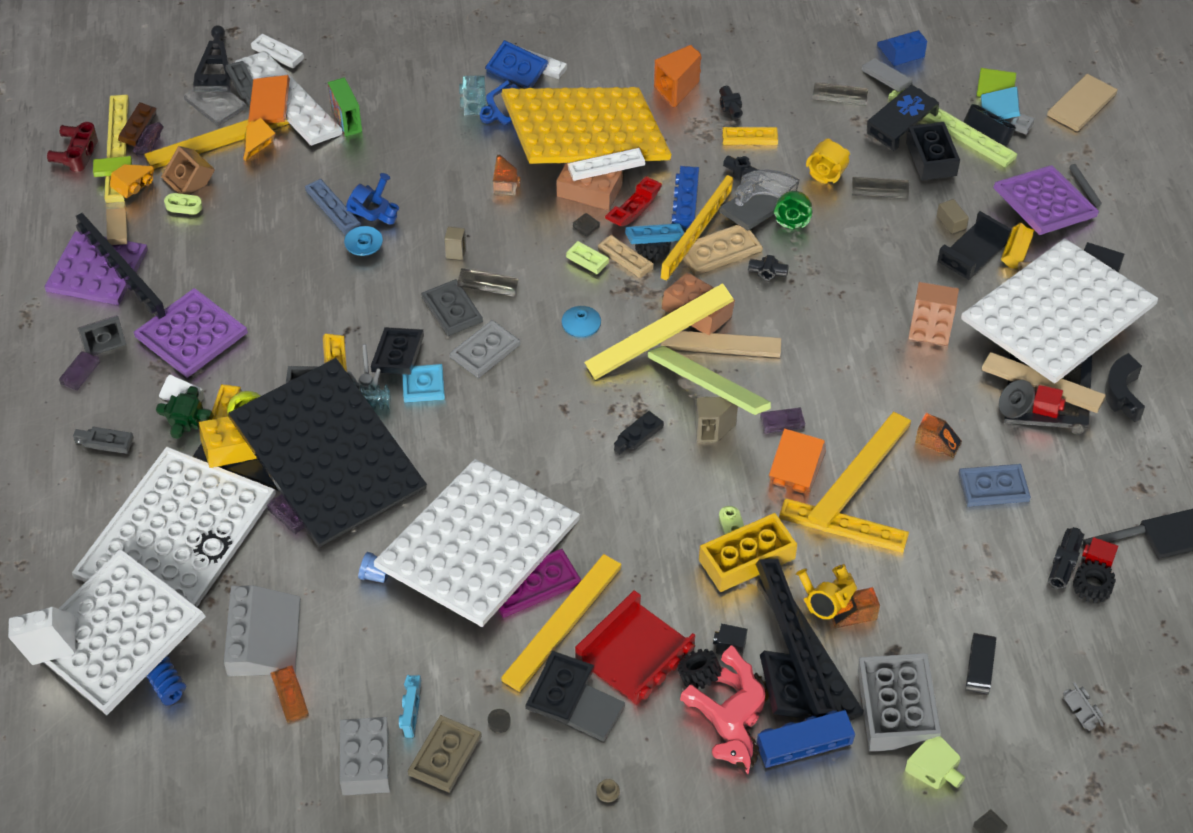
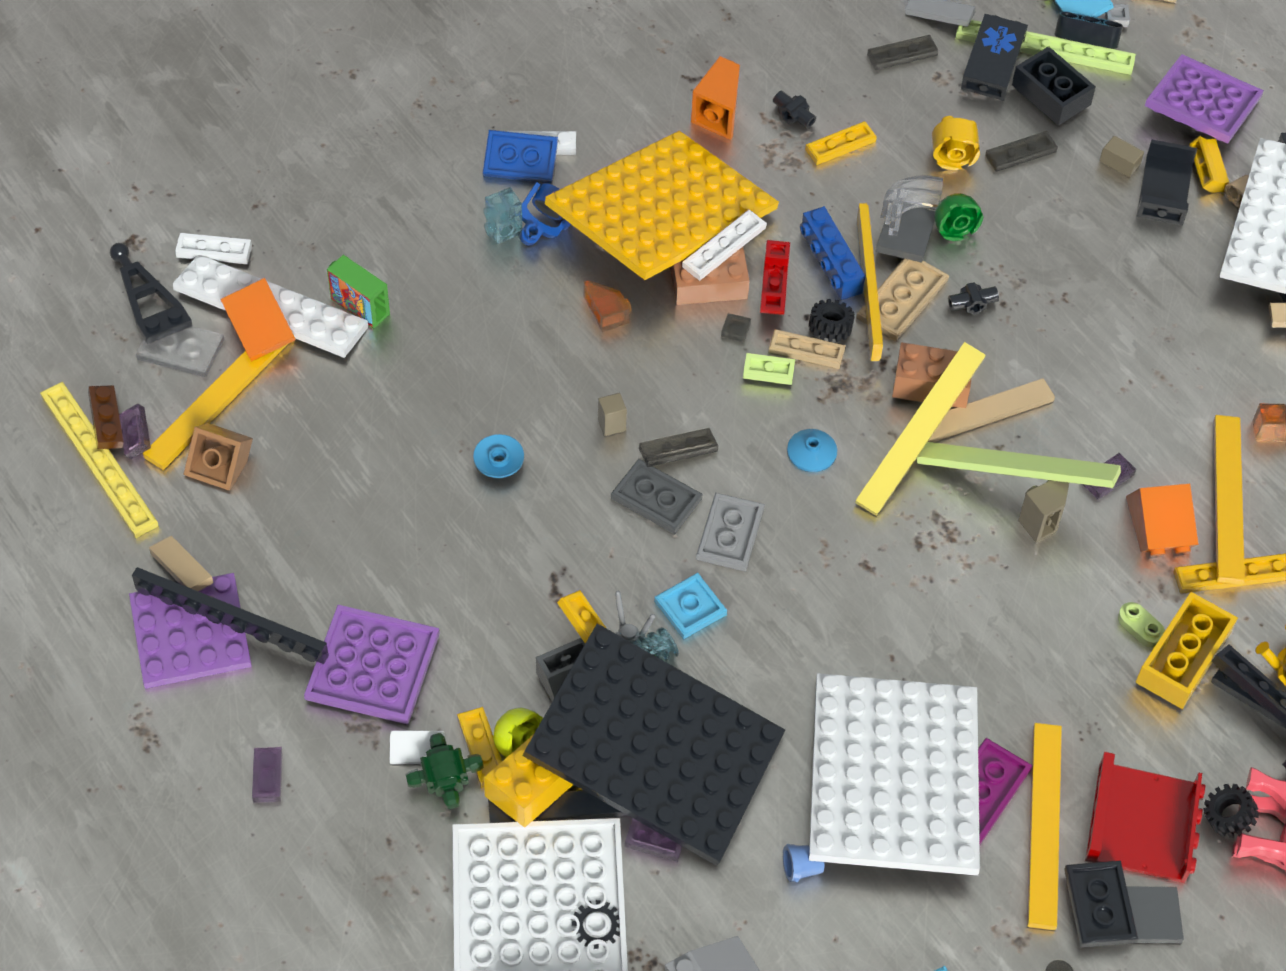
camera: 30 degrees left, 5 degrees up
(80, 147) = (54, 477): dark red piece -> none
(102, 335) = (267, 715): dark grey slope -> none
(104, 439) = (367, 850): dark grey hinge -> none
(106, 166) = (117, 487): lime tile -> none
(131, 178) = (155, 493): light orange slope -> none
(183, 203) = (241, 499): yellowish green plate -> none
(241, 79) = (203, 307): dark grey hinge -> none
(257, 137) = (273, 375): light orange slope -> none
(332, 206) = (425, 426): sand blue tile -> none
(364, 195) = (462, 403): blue piece -> none
(397, 350) = (639, 579): black plate -> none
(638, 432) = (969, 558): black hinge -> none
(654, 233) = (833, 309): dark azure tile -> none
(729, 636) = (1235, 761): black brick -> none
(739, 166) = (863, 187): black axle -> none
(933, 313) = (1193, 283): nougat brick -> none
(1085, 185) = (1226, 64): dark grey bar -> none

